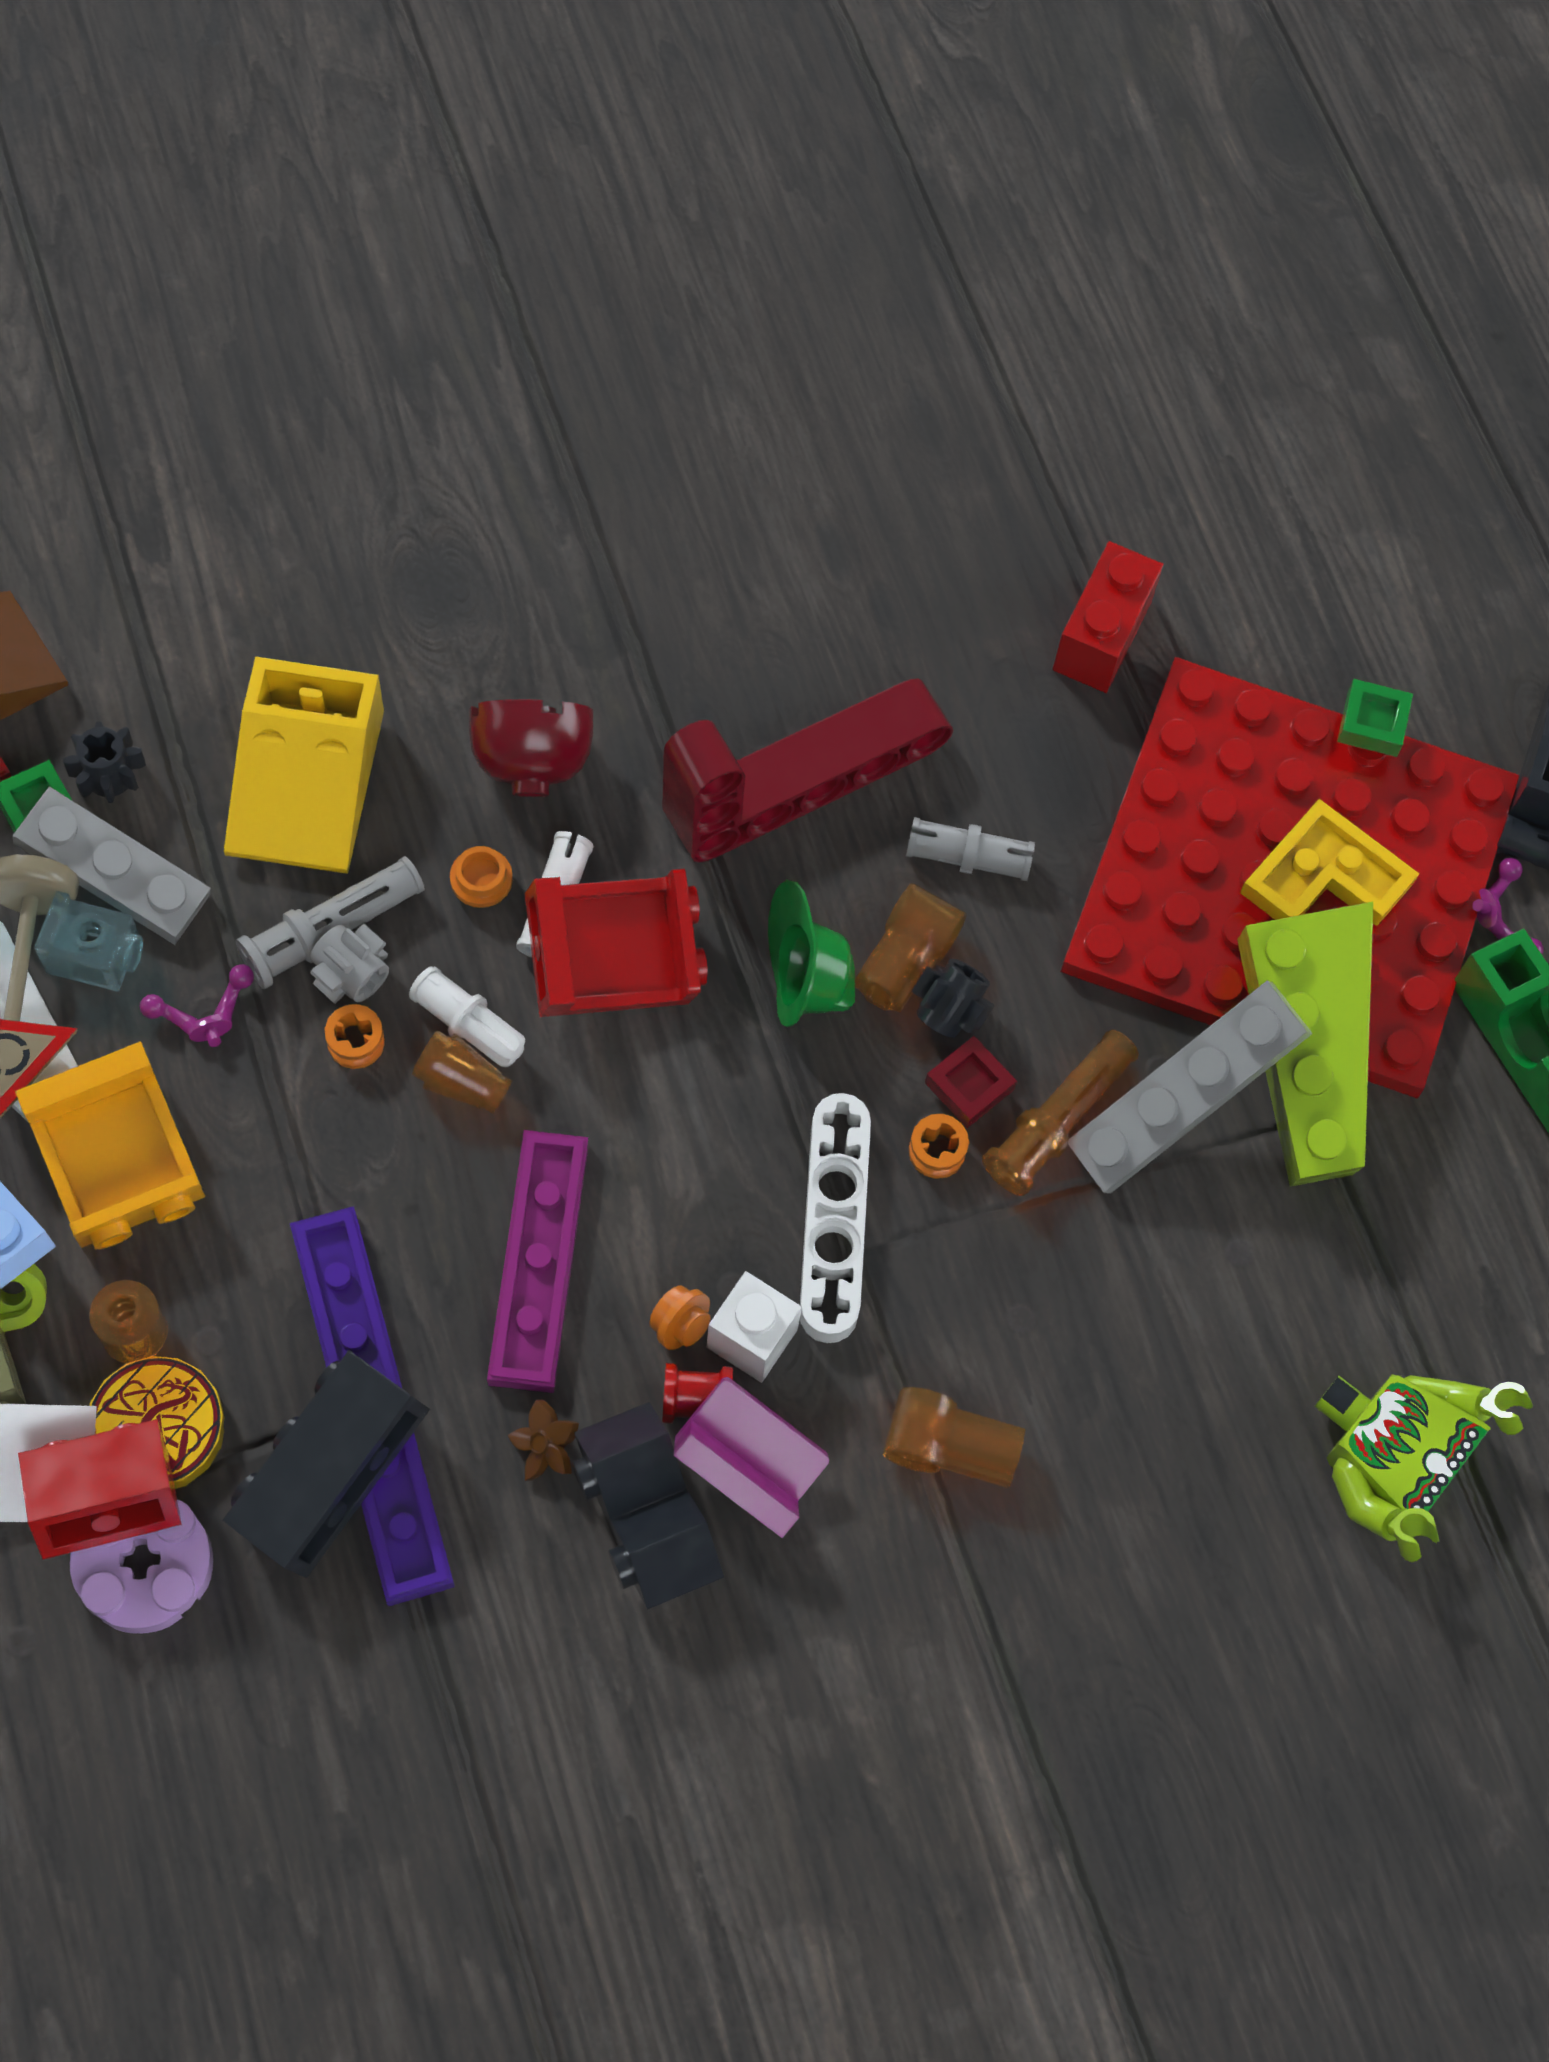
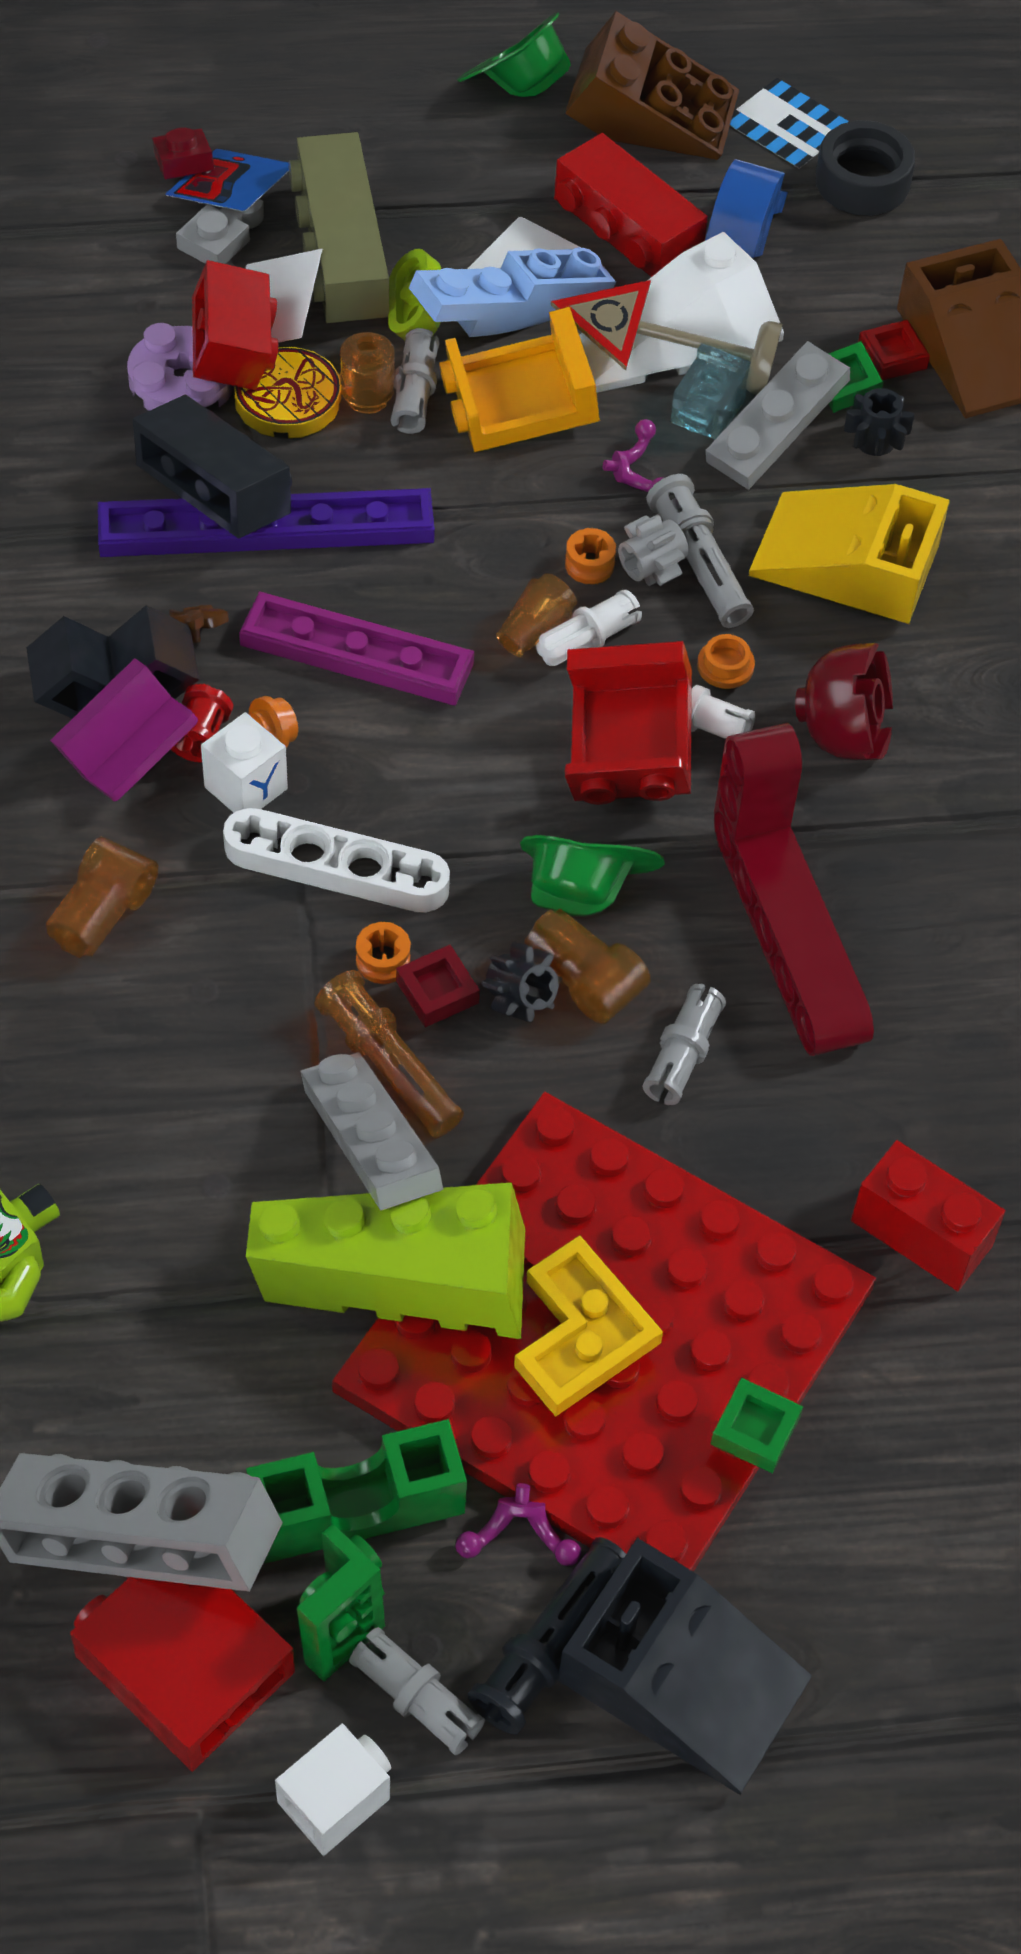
camera: 105 degrees right, 10 degrees down
(90, 1274) = (415, 381): none -> light grey pin

